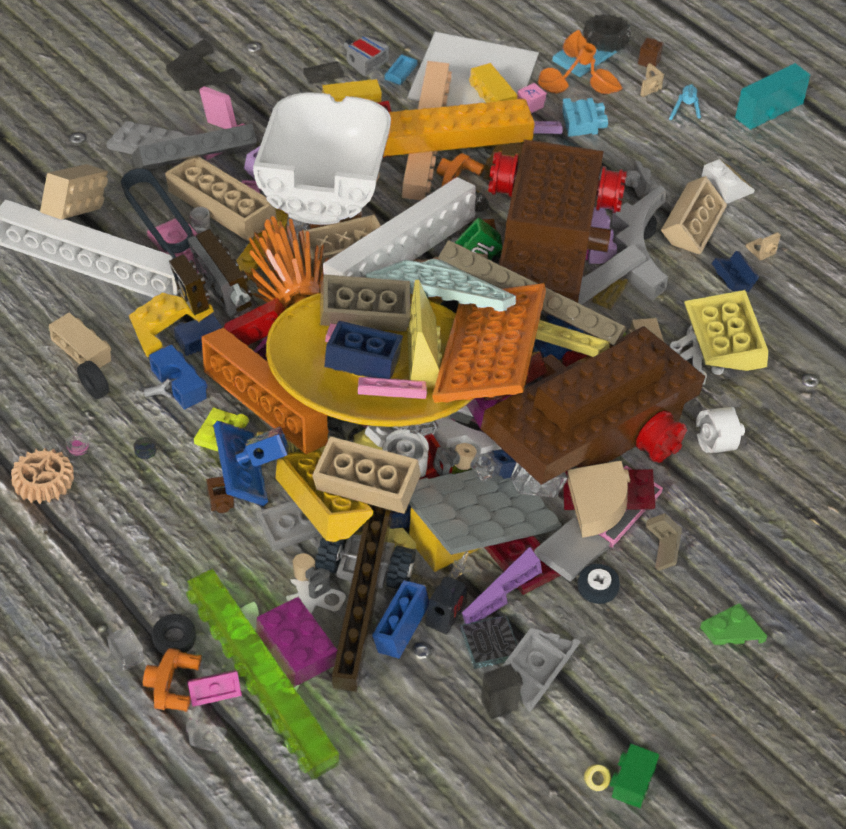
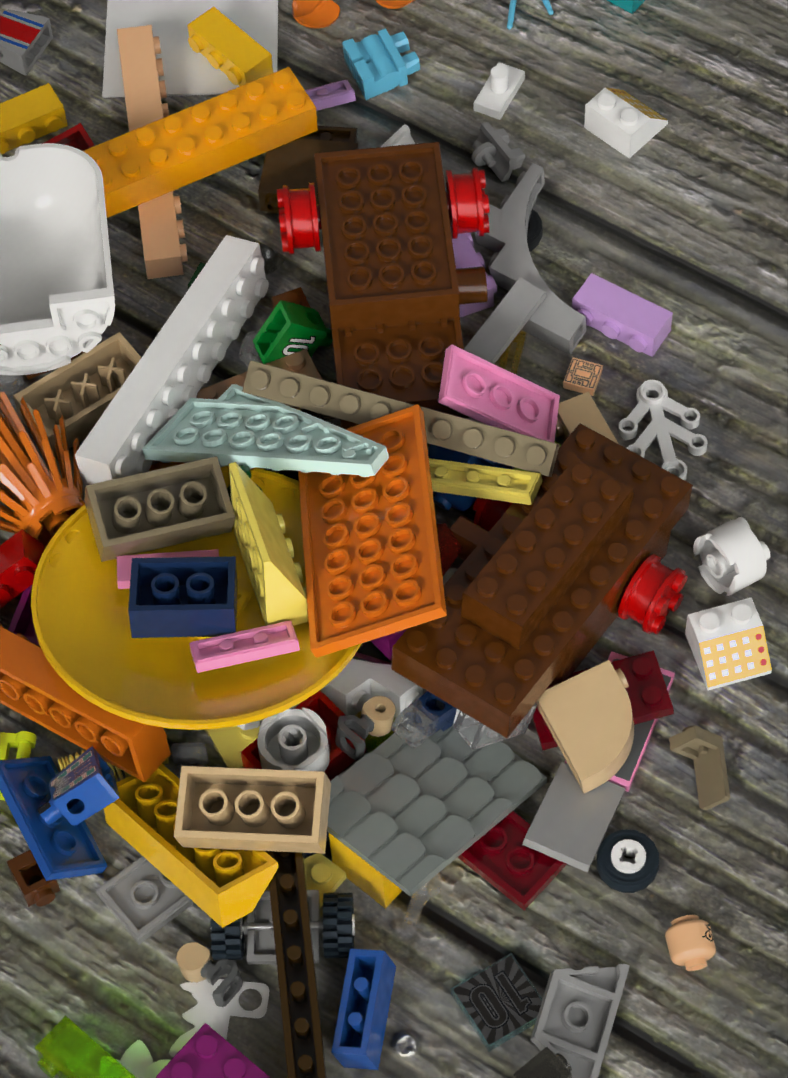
camera: 10 degrees left, 10 degrees up
(400, 69) = (78, 49): dark azure tile -> none
(452, 169) = (209, 211): orange connector -> none
(452, 598) = (423, 960): black torso -> none
(494, 596) = (488, 931): medium lavender slope -> none
(534, 96) = (292, 50): bright pink brick -> none
(590, 292) = (497, 396): none -> bright pink tile
(624, 638) = (690, 942): none -> light nougat head
(653, 149) = (499, 90): none -> white tile
(656, 310) = (582, 376): none -> light nougat tile
(689, 281) = (622, 315): none -> lavender brick
(694, 216) = (593, 193): tan slope -> none
(702, 479) = (728, 643): none -> slope
(728, 331) = (697, 384): light yellow slope -> none
(736, 272) = (680, 275): dark blue bracket -> none
(768, 246) = (716, 217): tan bracket -> none

